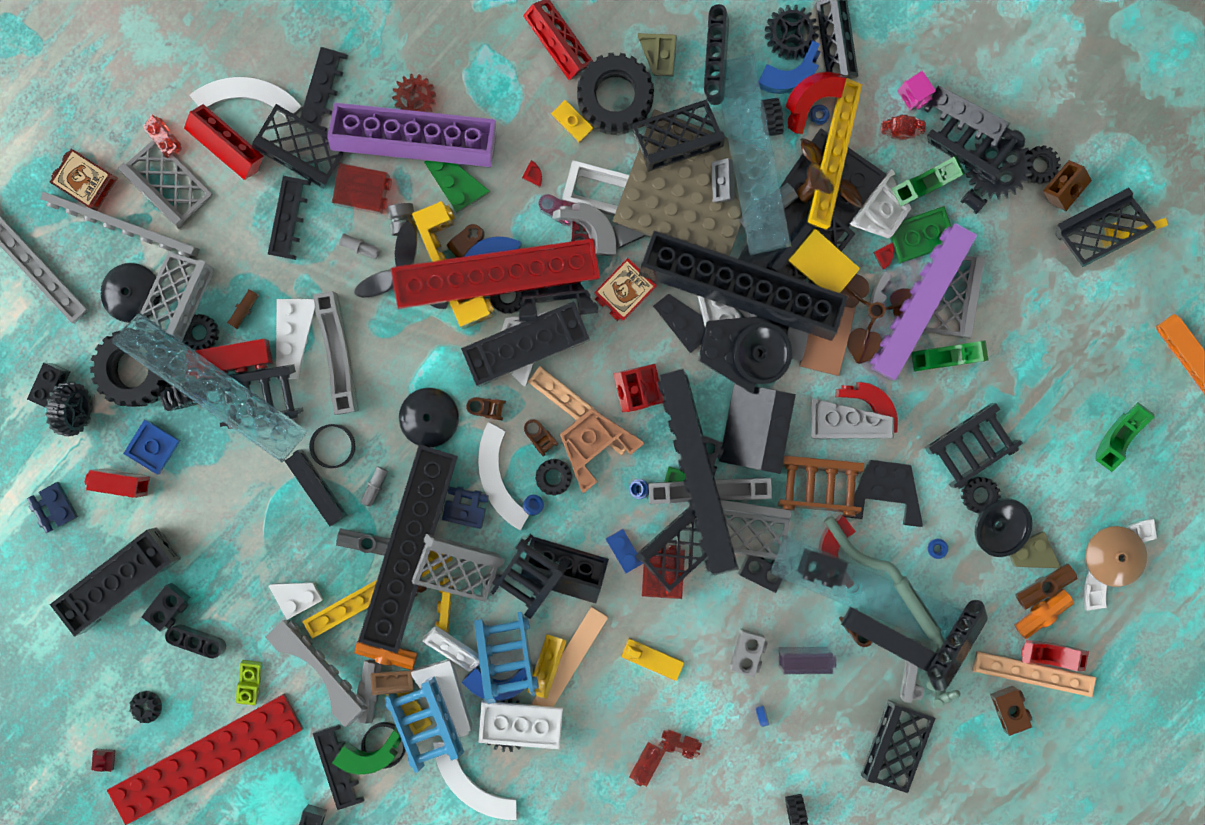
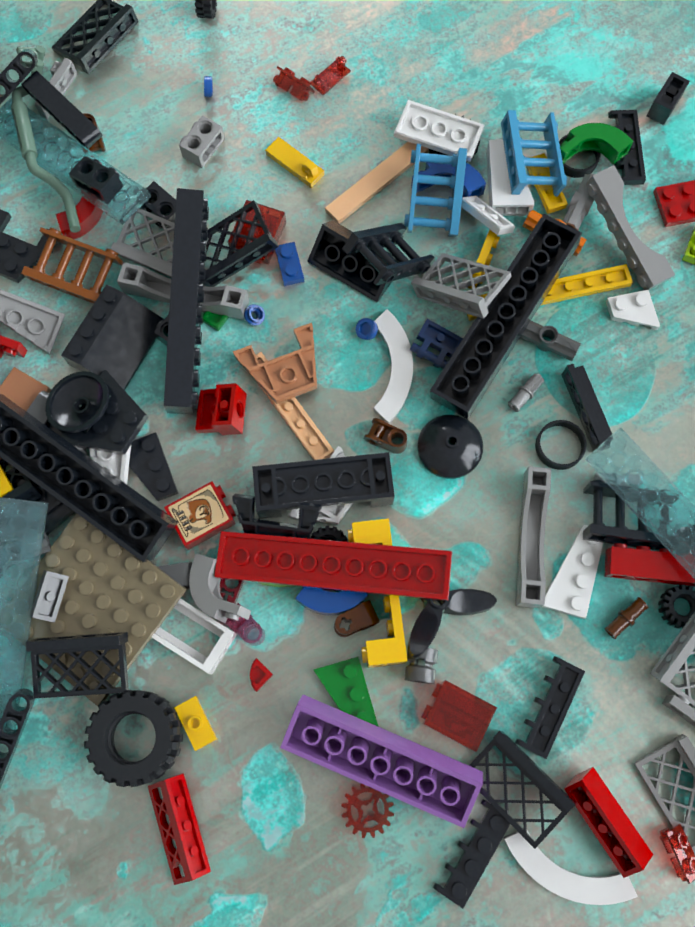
camera: 165 degrees left, 15 degrees down
(359, 246) = (477, 650): light grey axle -> none
(391, 682) = (556, 199): medium nougat plate -> none
(471, 793) = (500, 89): white tile -> none
(540, 437) = (338, 389): reddish brown piece -> none
(541, 477) = (333, 338): black tyre -> none
(548, 664) = (395, 180): yellow plate -> none
(660, 52) = (68, 774): olive wing -> none
(806, 660) = (148, 116): clear purple brick -> none

